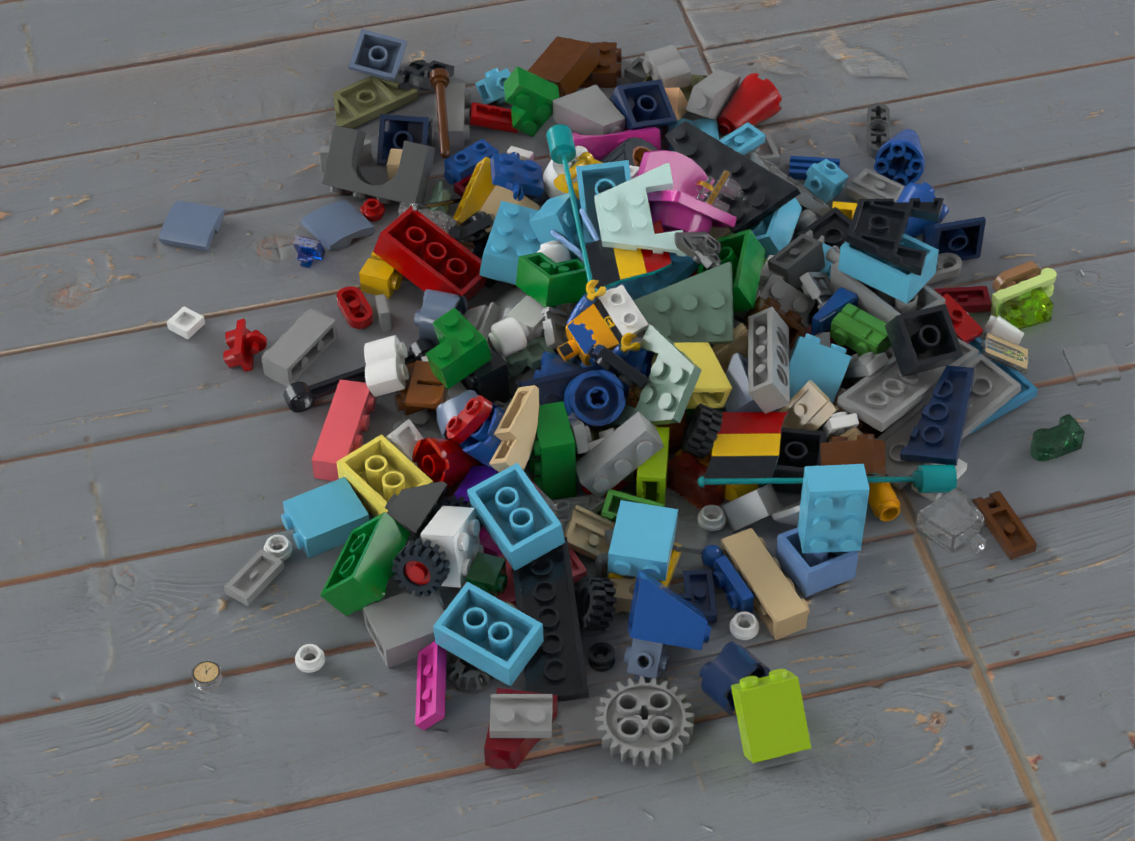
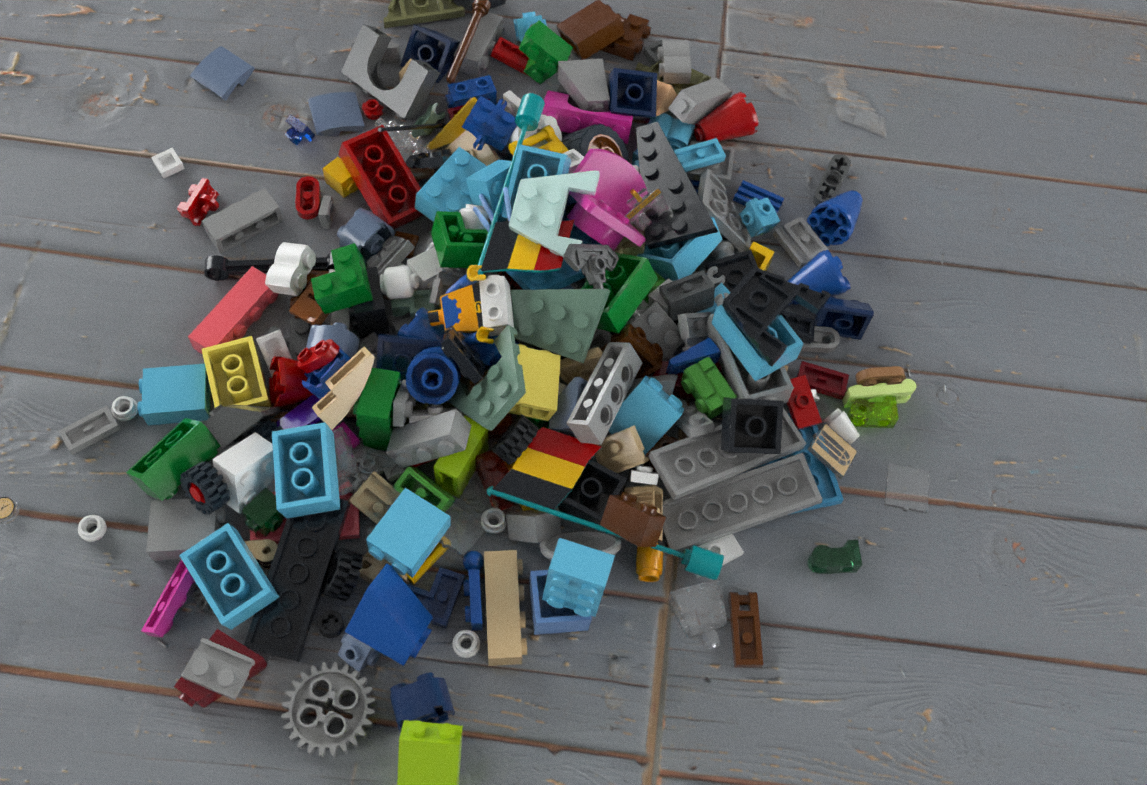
camera: 15 degrees right, 15 degrees up
(943, 420) = (730, 514): dark blue wing -> none

